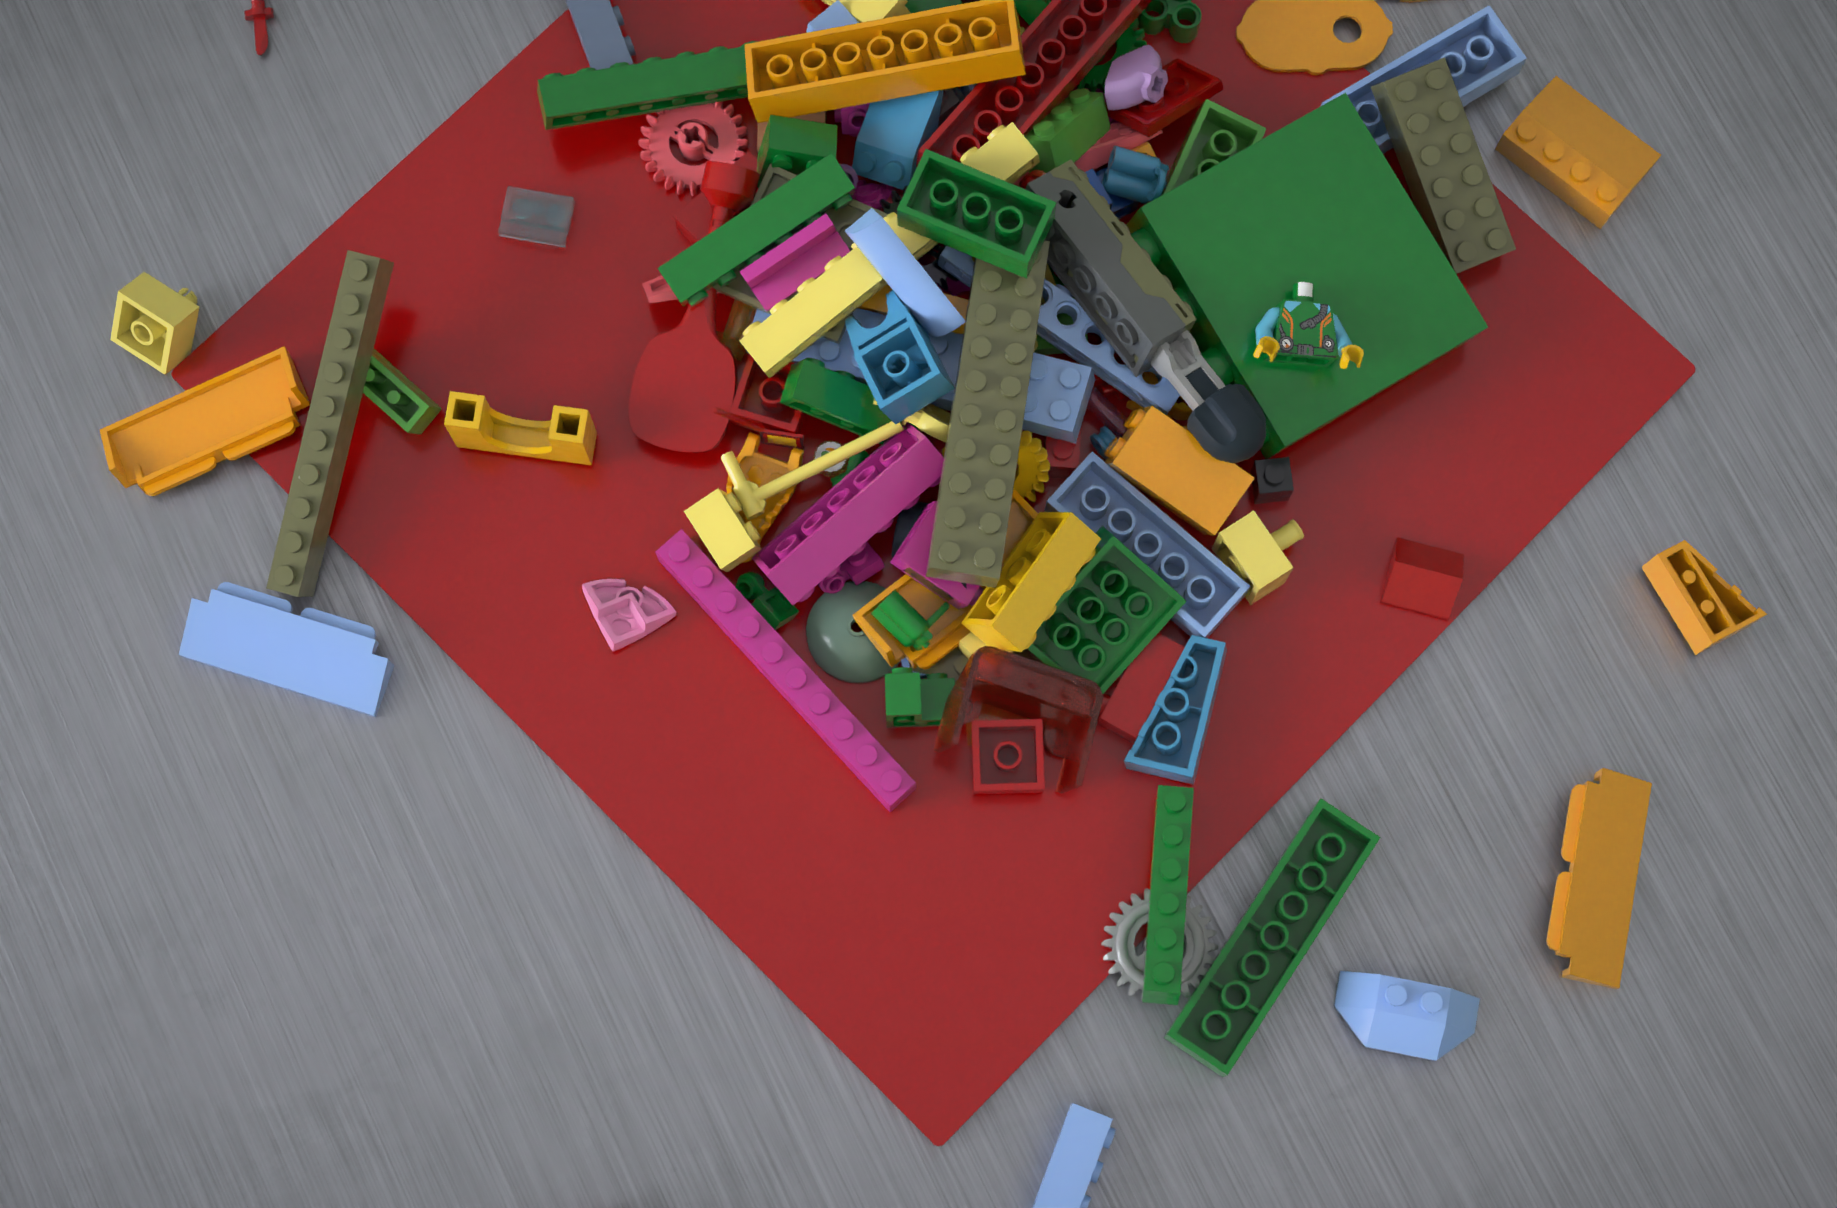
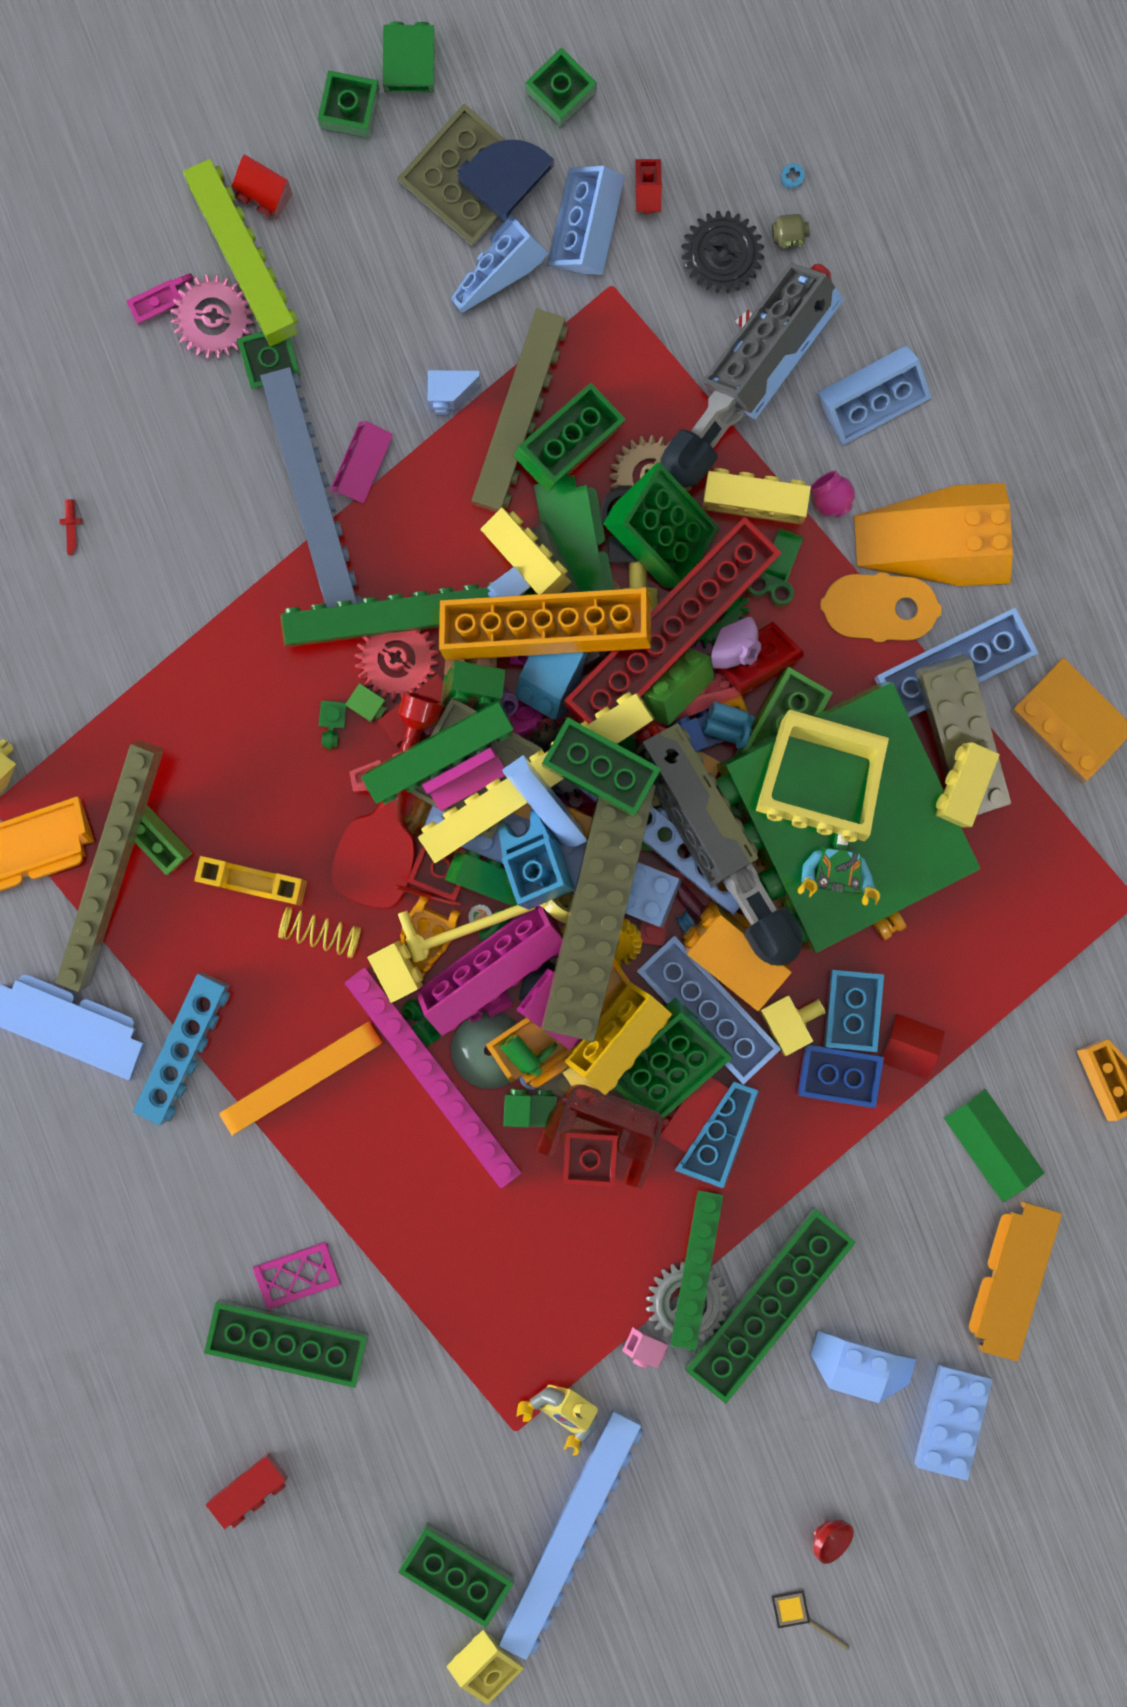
camera: 10 degrees right, 10 degrees up
(426, 674) = (148, 1104): none -> dark azure brick
(536, 216) = (273, 708): clear light blue plate -> none
(605, 688) = (300, 1078): none -> light orange beam
(611, 1049) = (286, 1343): none -> green brick
(615, 222) = (332, 716): none -> green plate
(616, 988) = (292, 1296): none -> dark pink window
(624, 611) = (318, 1020): bright pink brick -> none
(658, 199) = (367, 704): none -> bright green brick
(663, 501) = (355, 932): none -> light yellow piece
(1008, 1104) = (566, 1409): none -> torso
(1107, 1013) = (645, 1349): none -> bright pink brick
(1272, 480) = (807, 965): black brick -> none
(1285, 162) = (835, 737): none -> light yellow windscreen
(1332, 619) = (840, 1076): none -> blue brick
(1340, 532) = (853, 1010): none -> dark azure brick
(1373, 419) = (885, 928): none -> light orange wheel
(1457, 215) = (966, 784): none -> light yellow brick
(1541, 1076) = (953, 1421): none -> light blue brick
(1547, 702) = (994, 1145): none -> green slope

